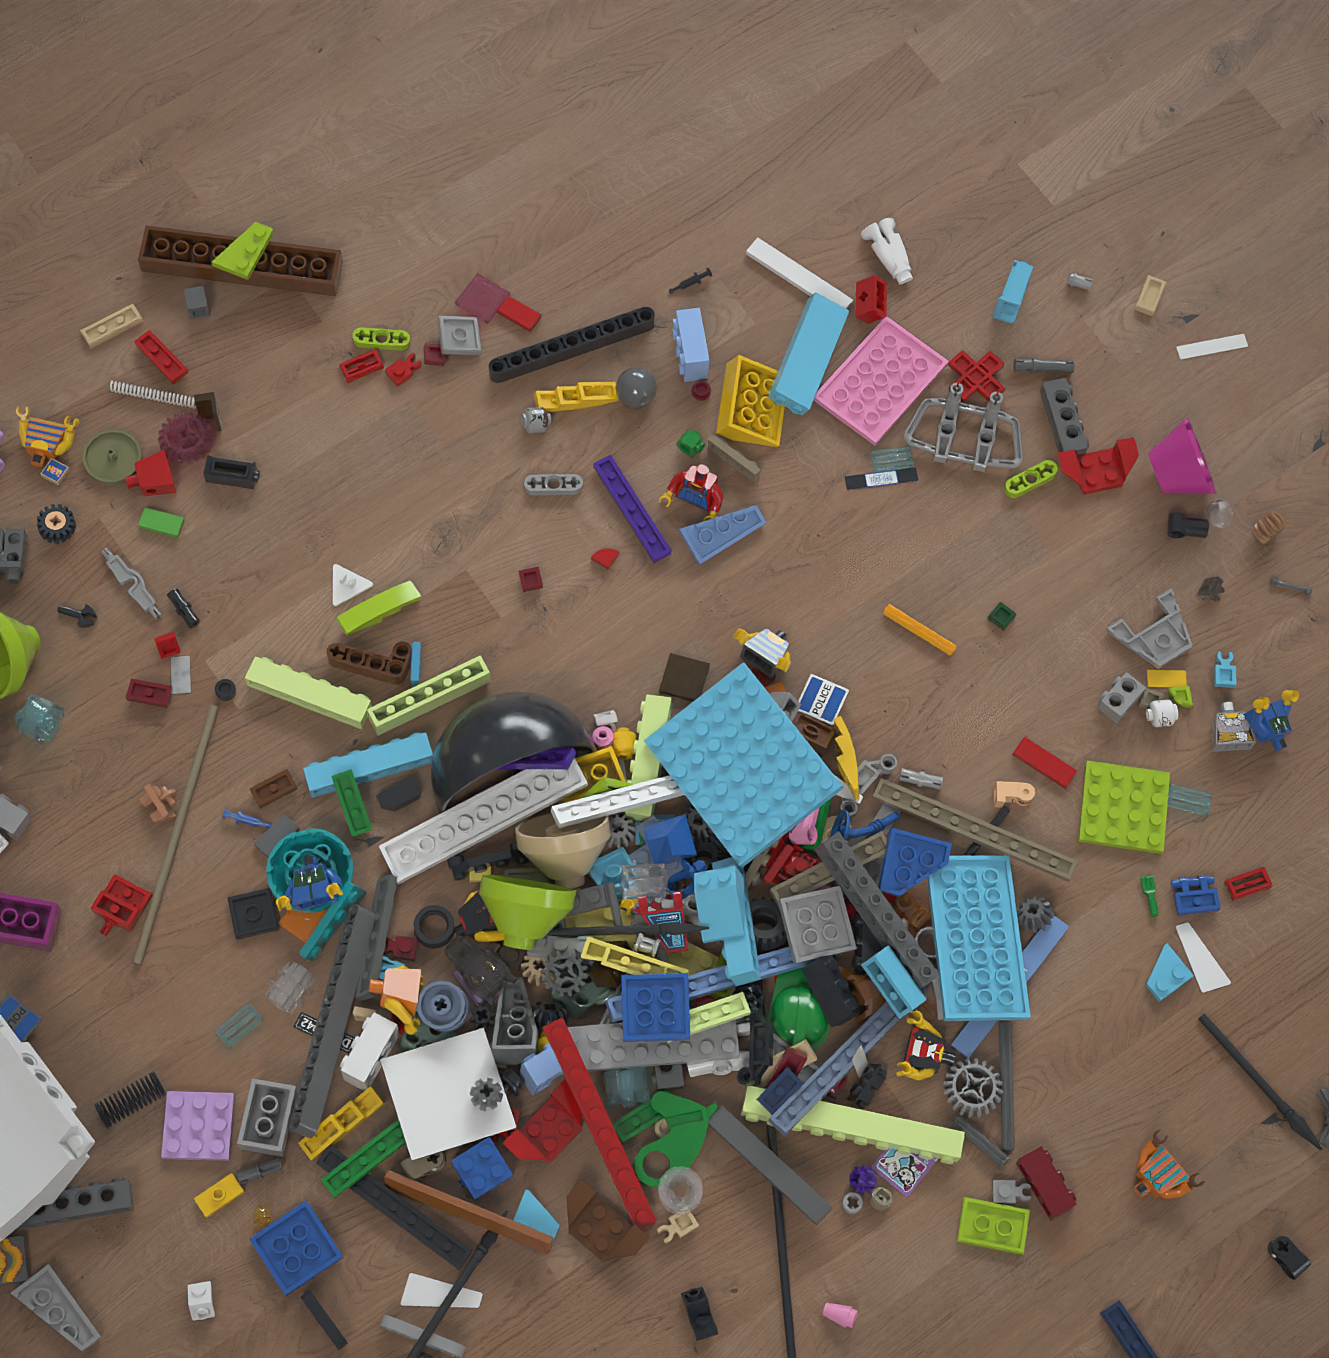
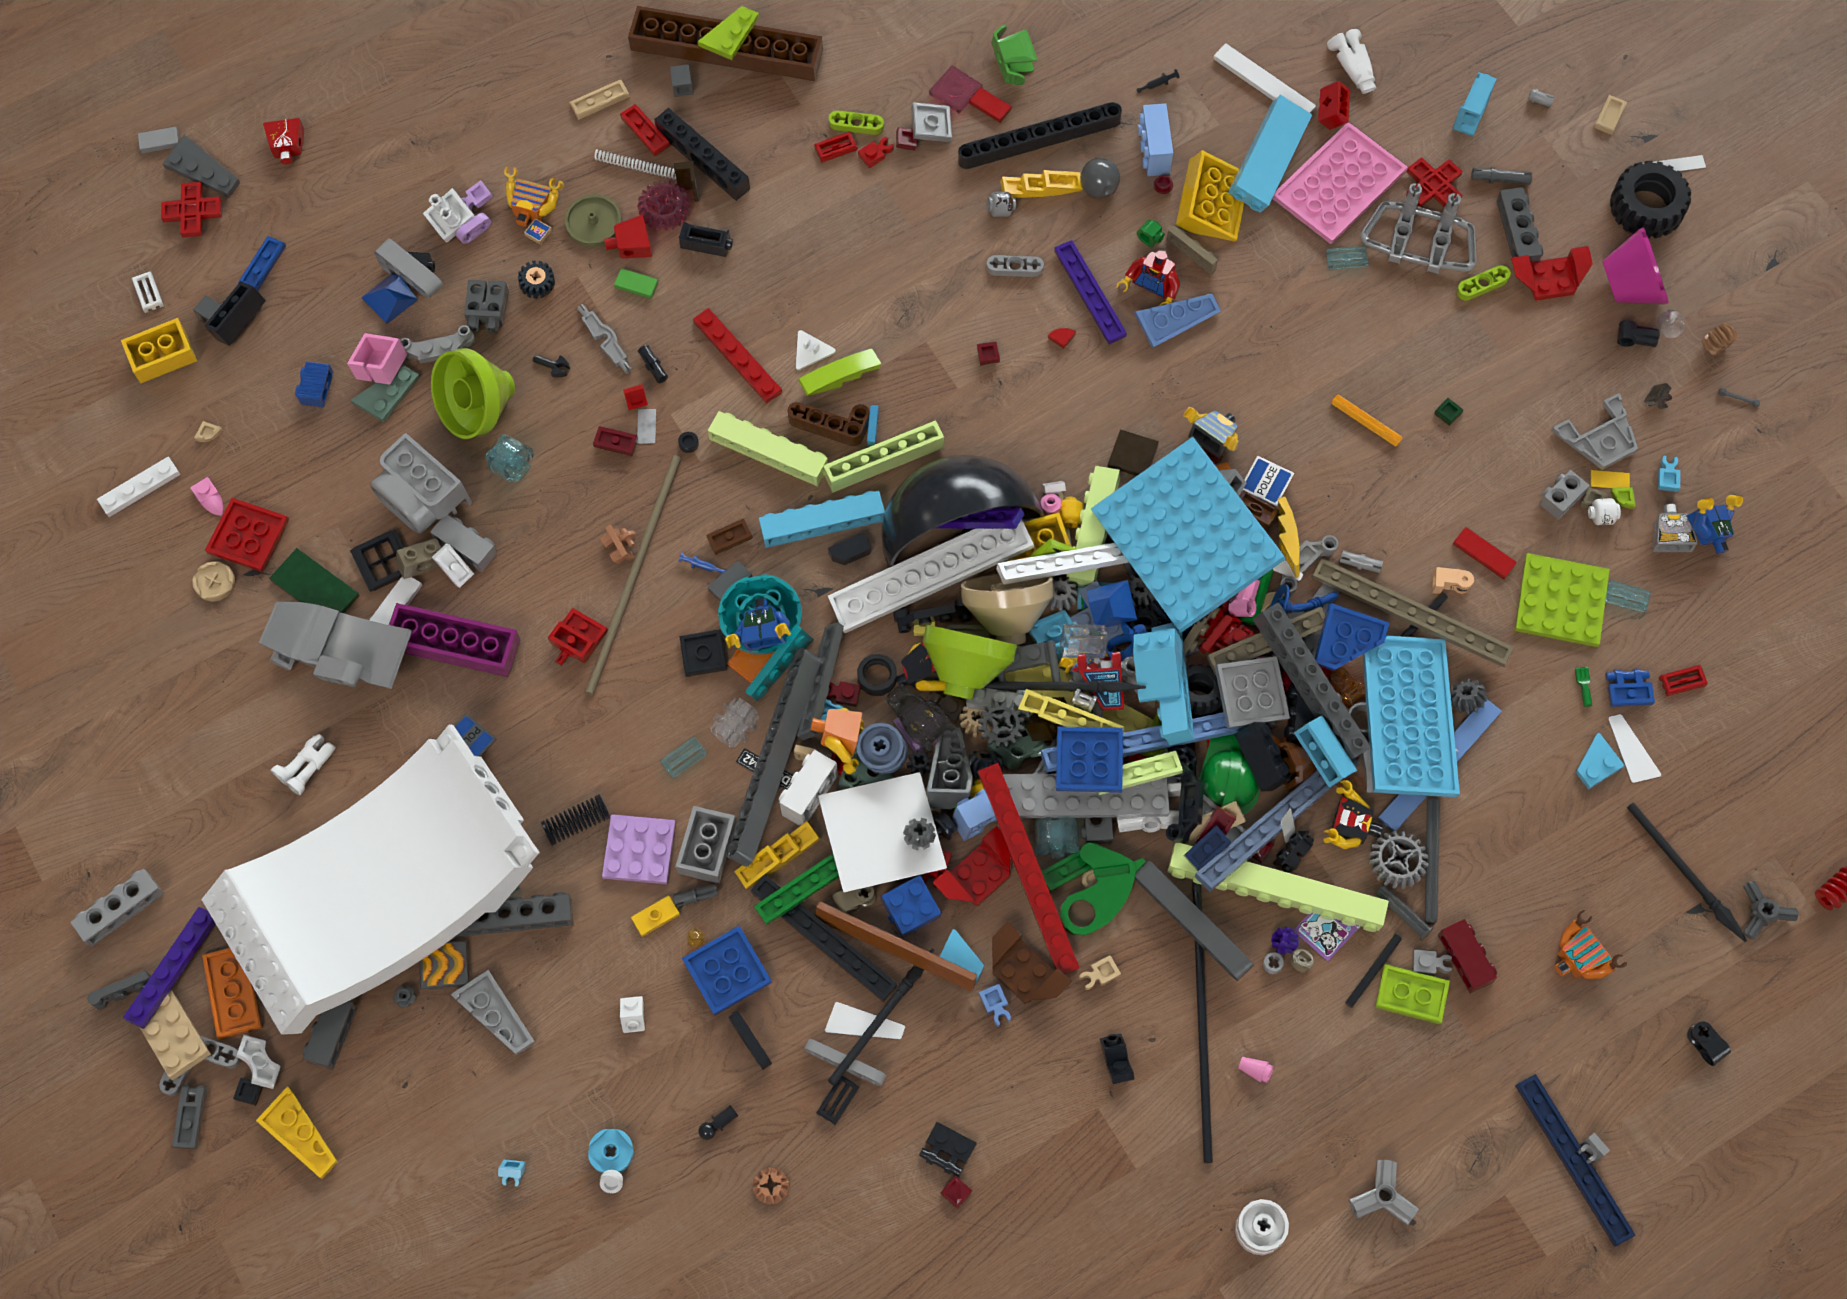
camera: 10 degrees right, 0 degrees up
(223, 381) = (703, 154): none -> black brick
(271, 594) = (737, 355): none -> red plate
(351, 802) = (803, 553): green plate -> none
(541, 257) = (1015, 53): none -> bright green piece
(572, 1262) = (995, 1001): none -> medium blue plate
(684, 1204) = (1104, 926): clear piece -> none
(881, 478) = (1335, 275): sticker -> none
(954, 1202) = (1374, 969): none -> black bar
(1200, 363) = (1656, 179): none -> black tyre

